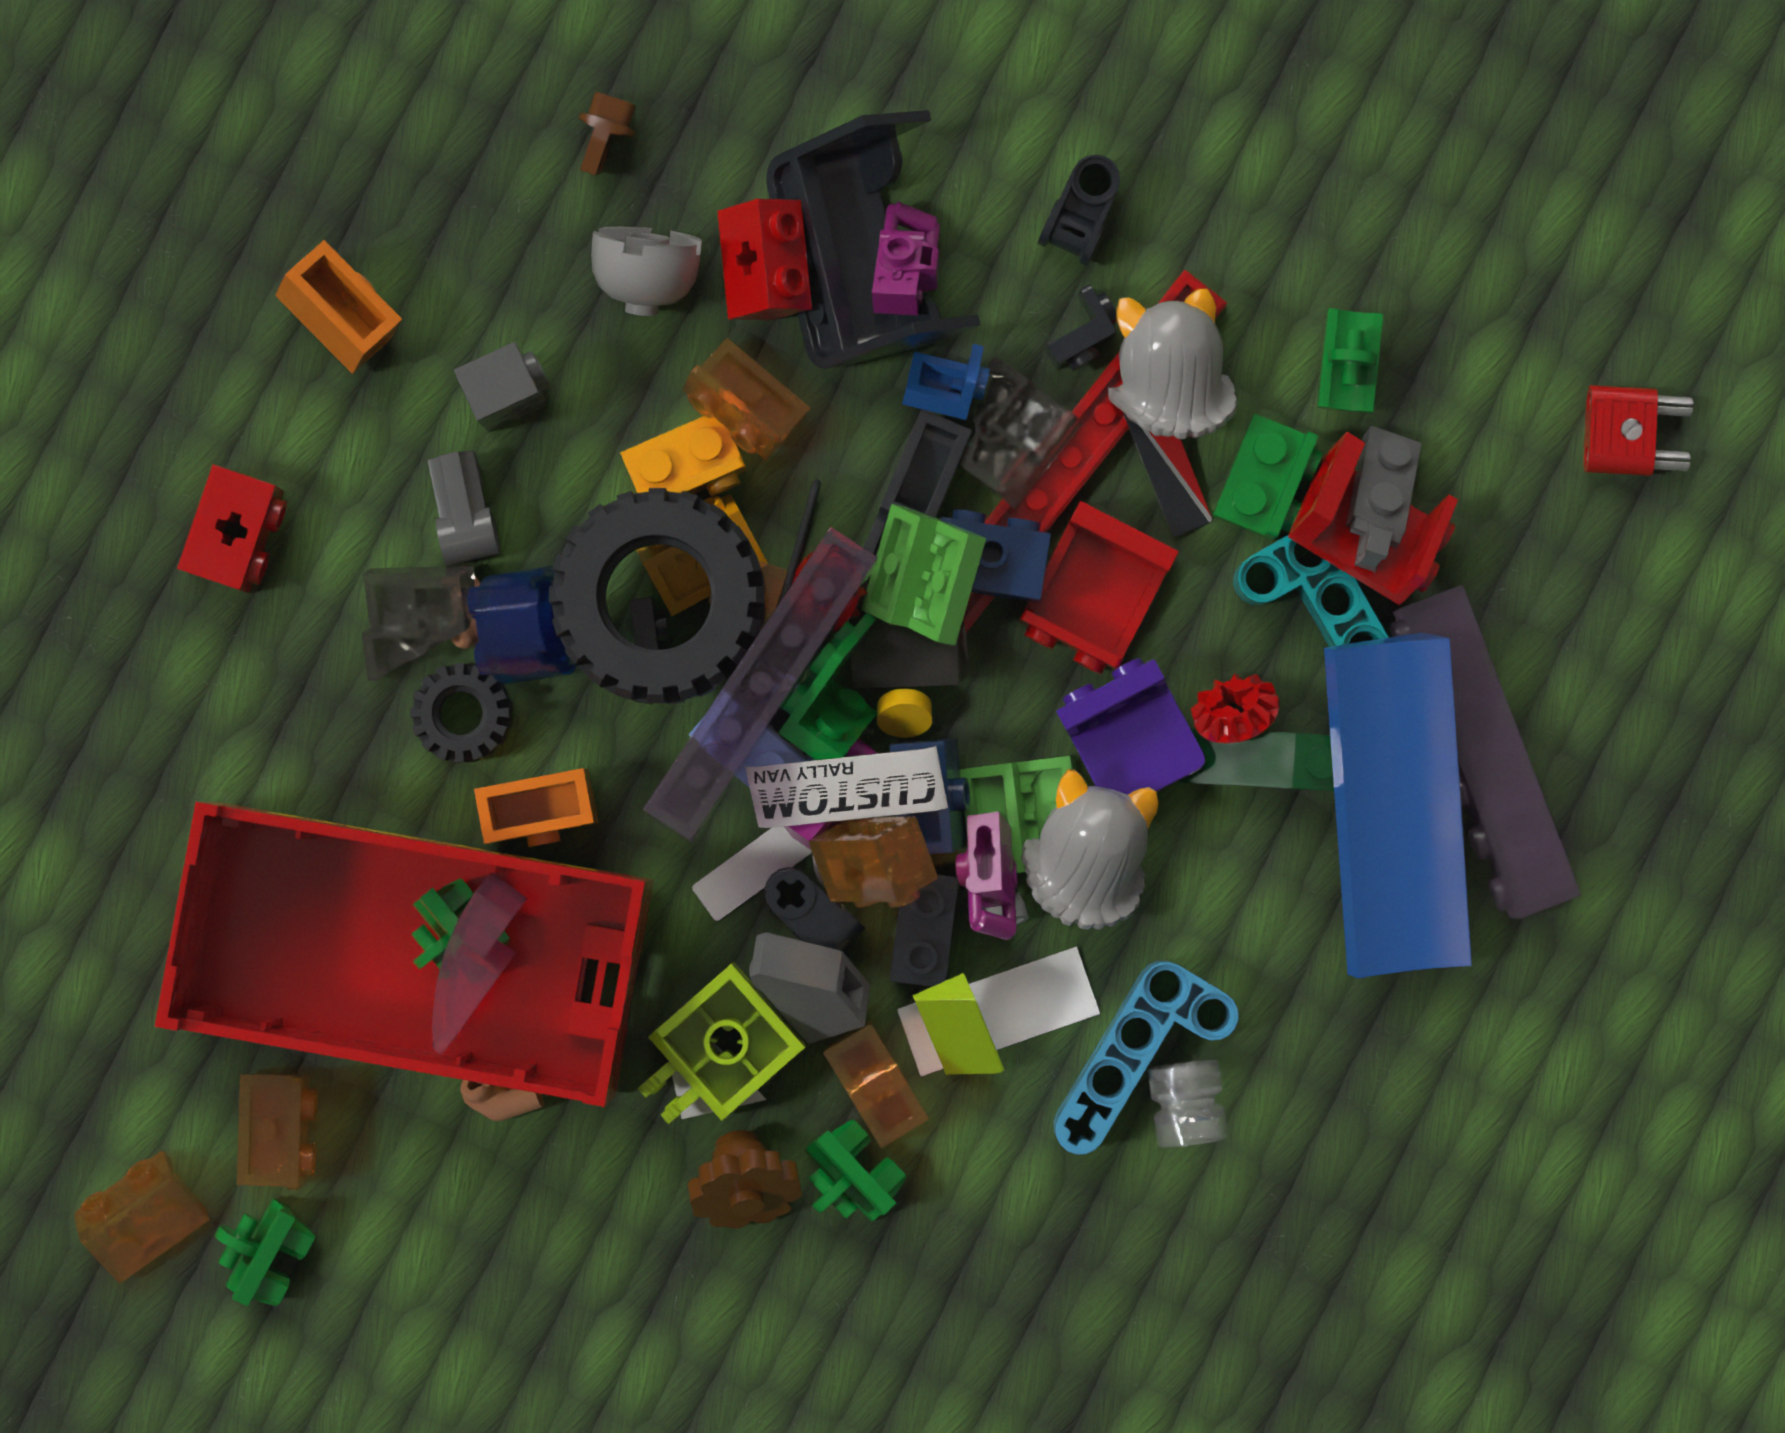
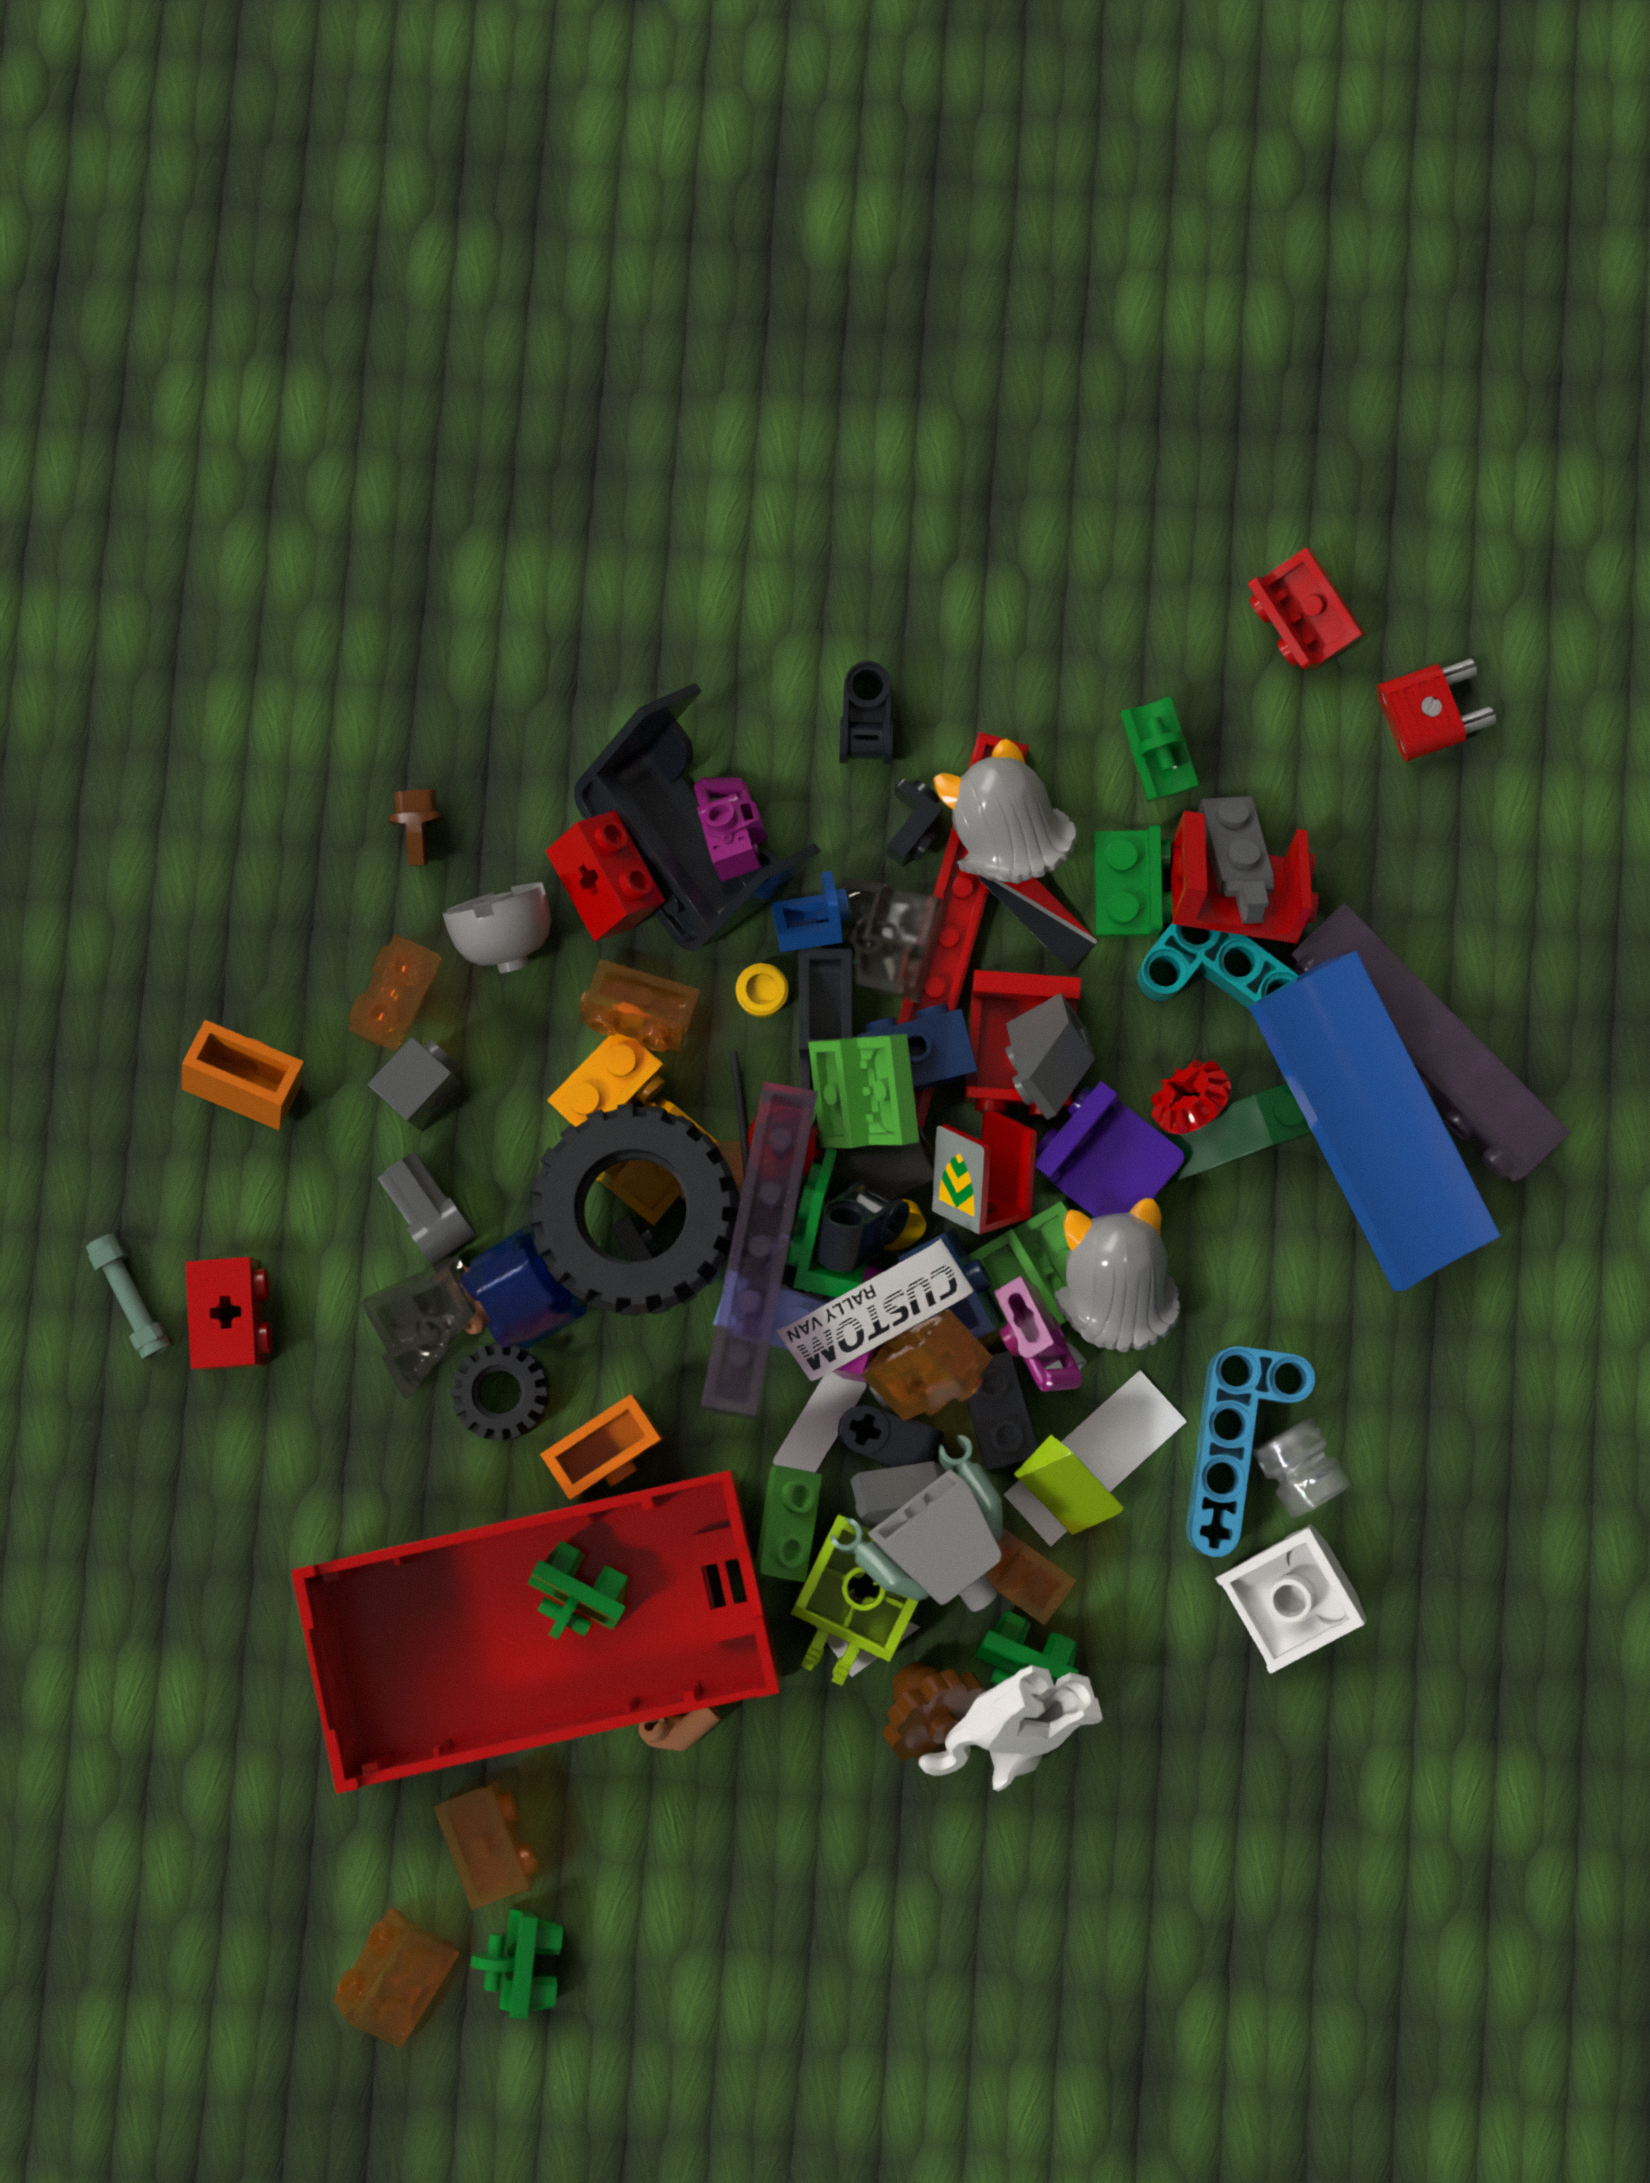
camera: 15 degrees left, 5 degrees down
(141, 425) = (108, 1256): none -> sand green bar
(473, 958) = (602, 1607): clear pink slope -> none
(516, 290) = (395, 993): none -> clear orange bracket
(680, 952) = (788, 1524): none -> bright green bracket
(814, 1026) = (938, 1539): none -> light grey torso
(817, 1228) = (1018, 1723): none -> white animal
(864, 701) = (858, 1226): none -> black piece
(870, 432) = (762, 990): none -> yellow tile
(1006, 701) = (985, 1174): none -> piece
(1116, 612) = (1049, 1054): none -> dark grey slope
(1128, 1220) = (1293, 1597): none -> white slope
(1550, 284) = (1305, 611): none -> red bracket

